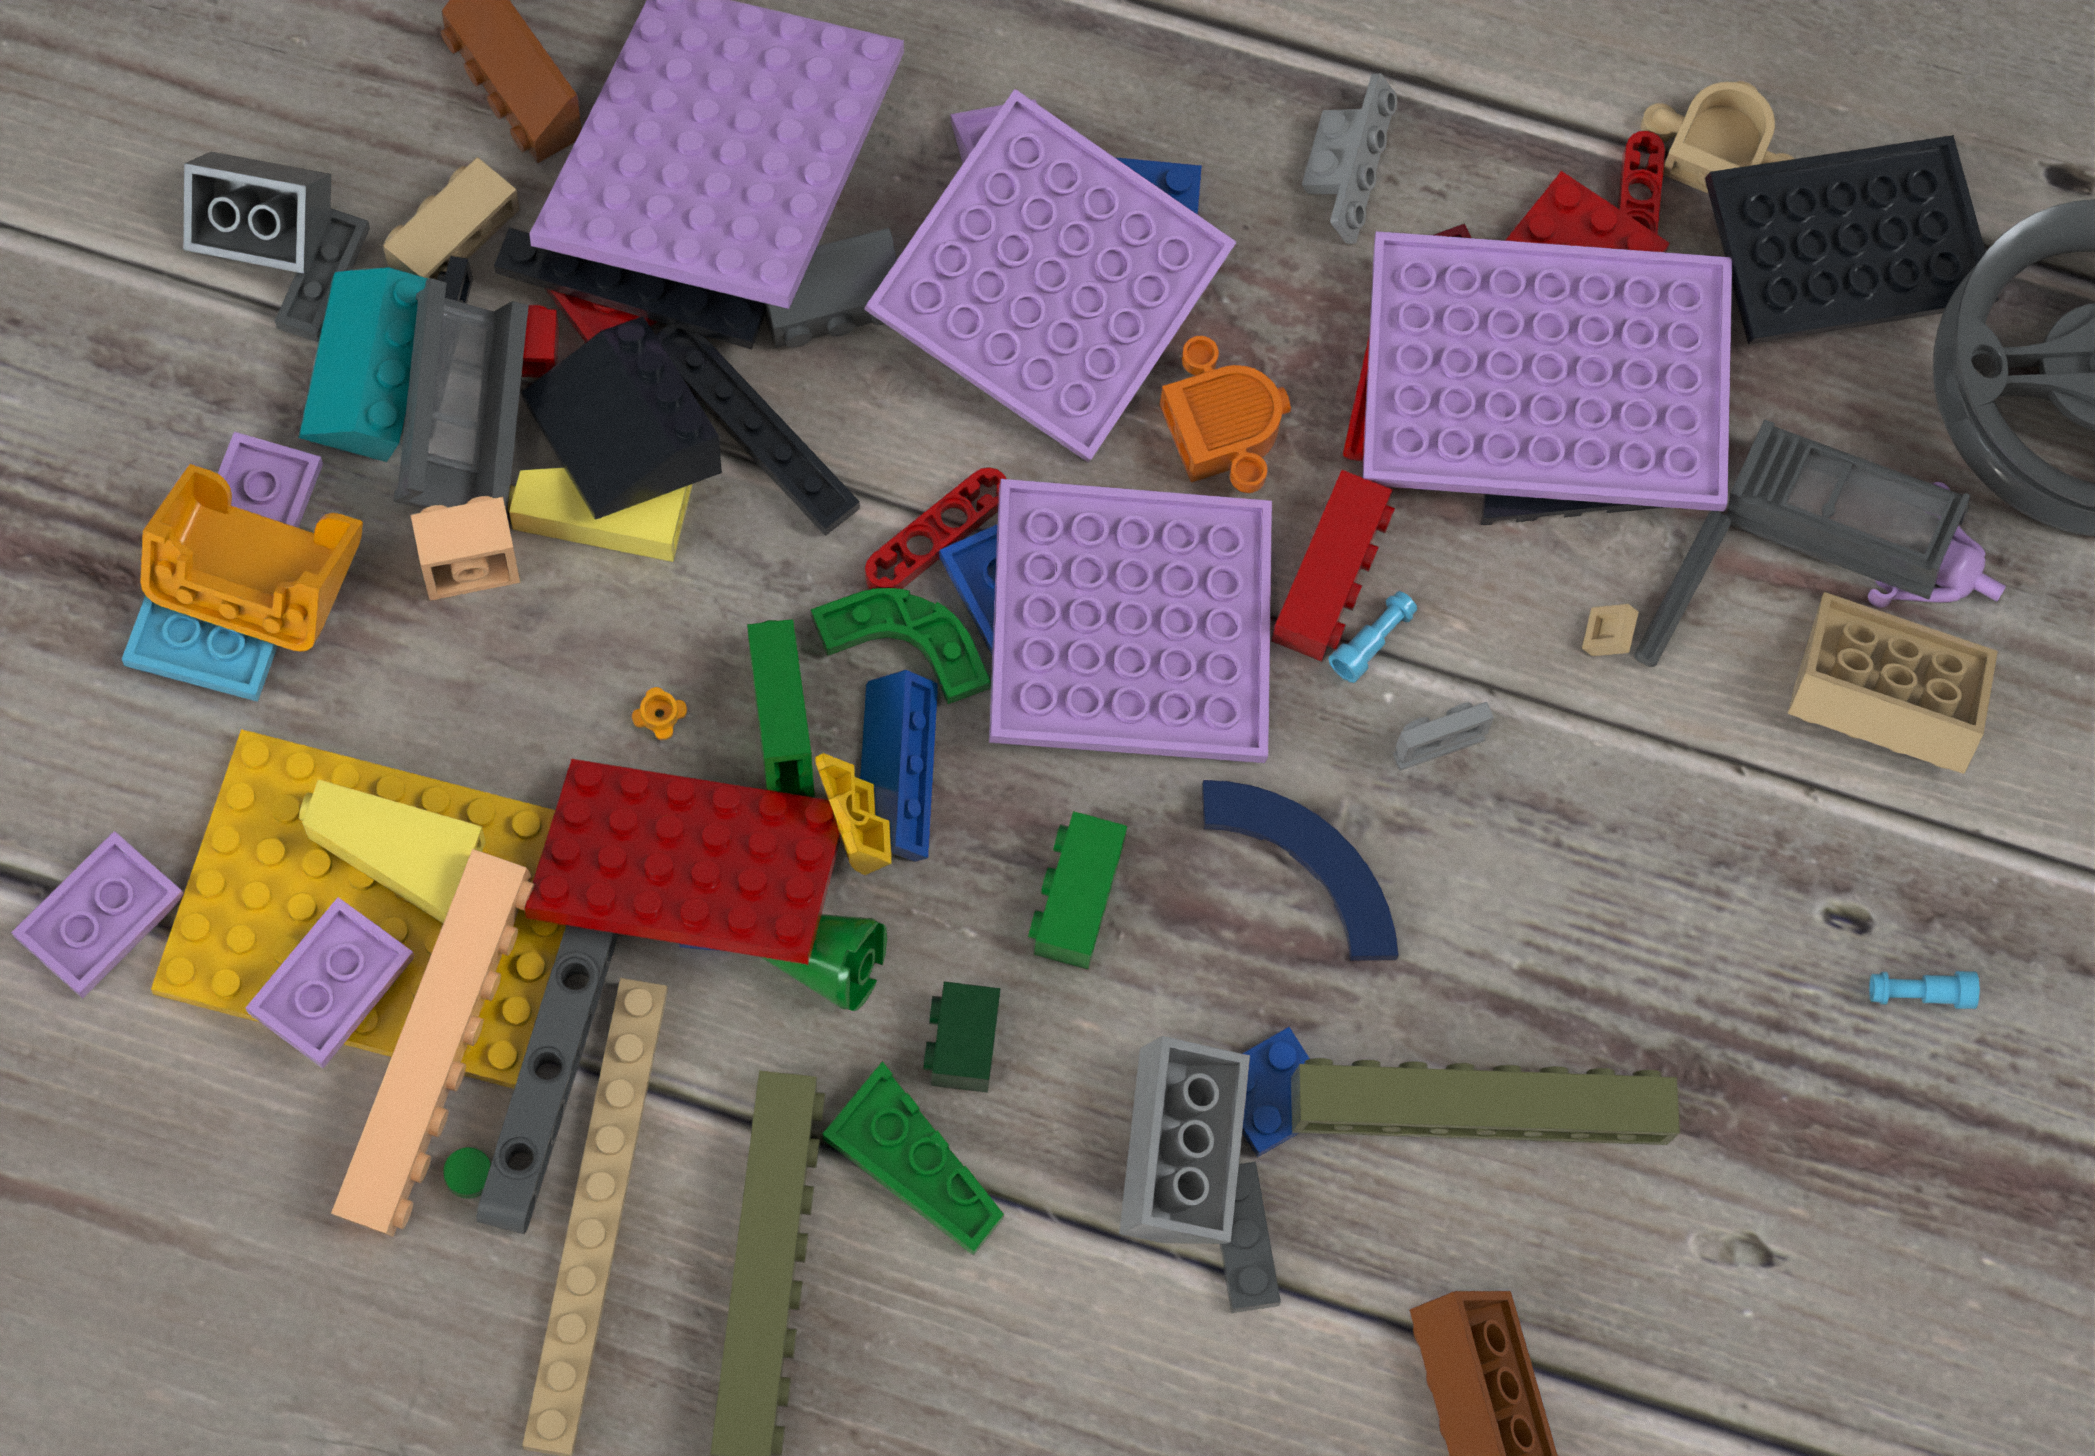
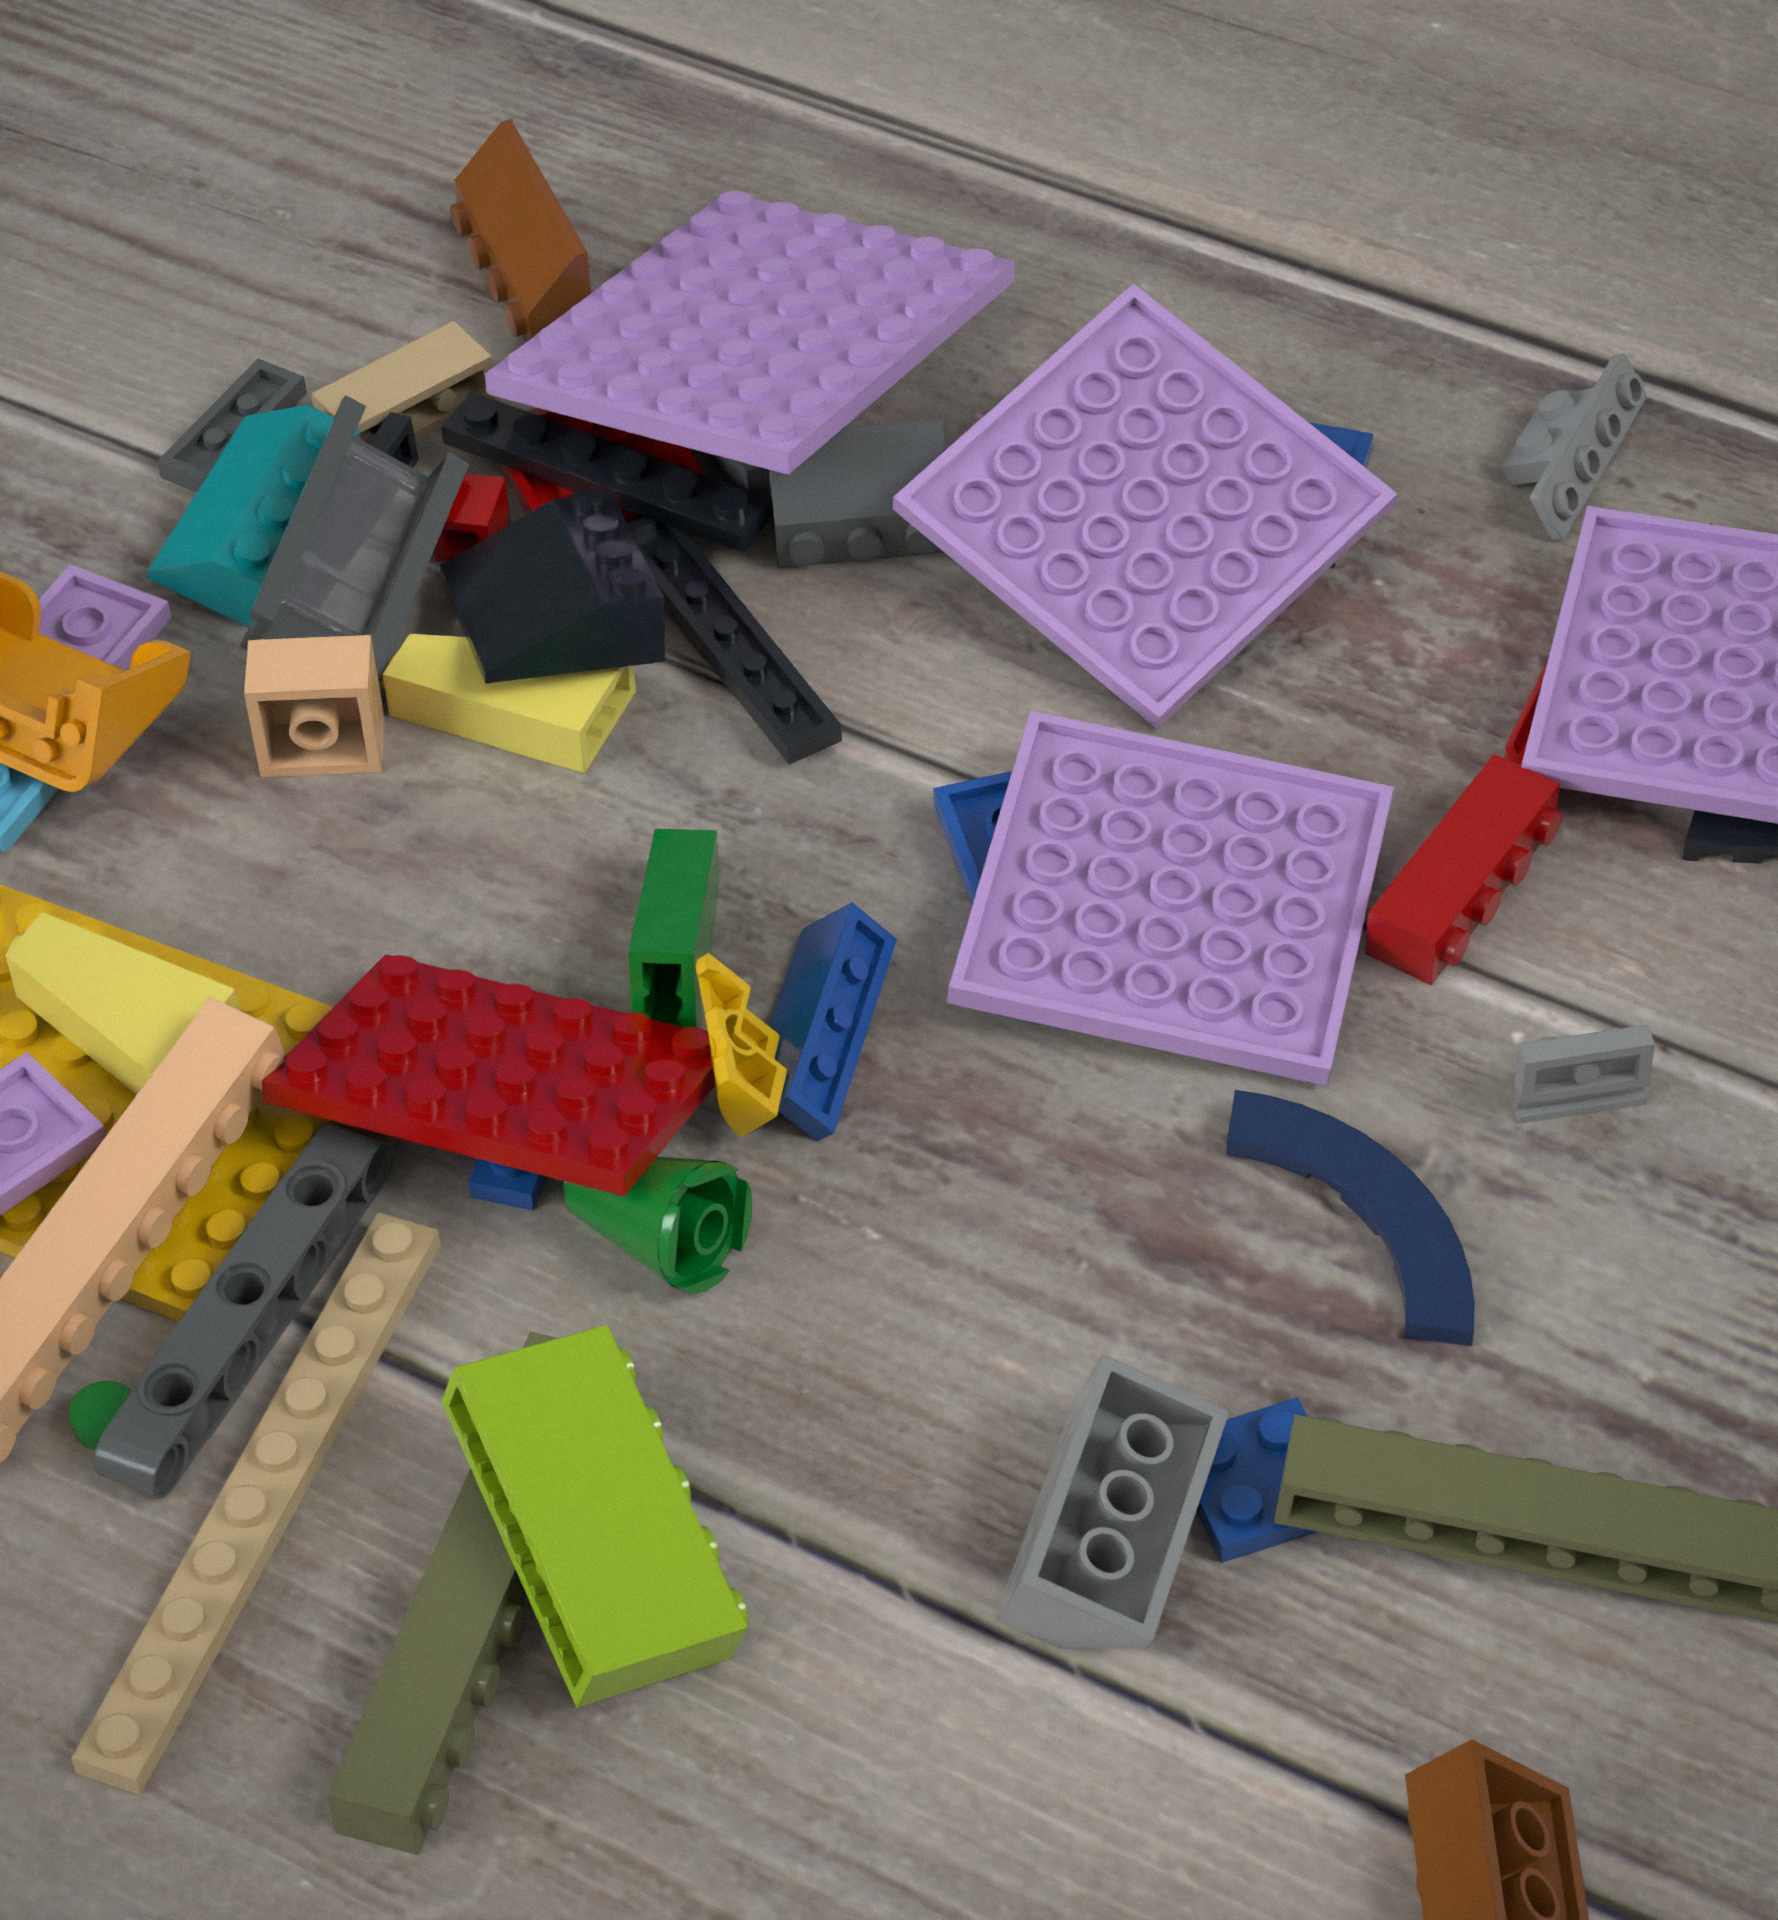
camera: 20 degrees right, 20 degrees down
(255, 210) = (168, 348): dark grey slope -> none
(656, 700) = (517, 924): light orange plate -> none
(840, 1212) = (594, 1514): none -> lime brick
(905, 1154) = (737, 1492): green wing -> none
(908, 618) = (860, 855): green plate -> none
(932, 527) = (929, 766): red beam -> none
(964, 1036) = (829, 1343): dark green brick -> none
(1077, 889) = (1032, 1192): green brick -> none
(1223, 417) = (1347, 689): orange piece -> none
(1249, 1256) = (1181, 1668): dark grey plate -> none
(1352, 659) = (1471, 978): medium azure piece -> none

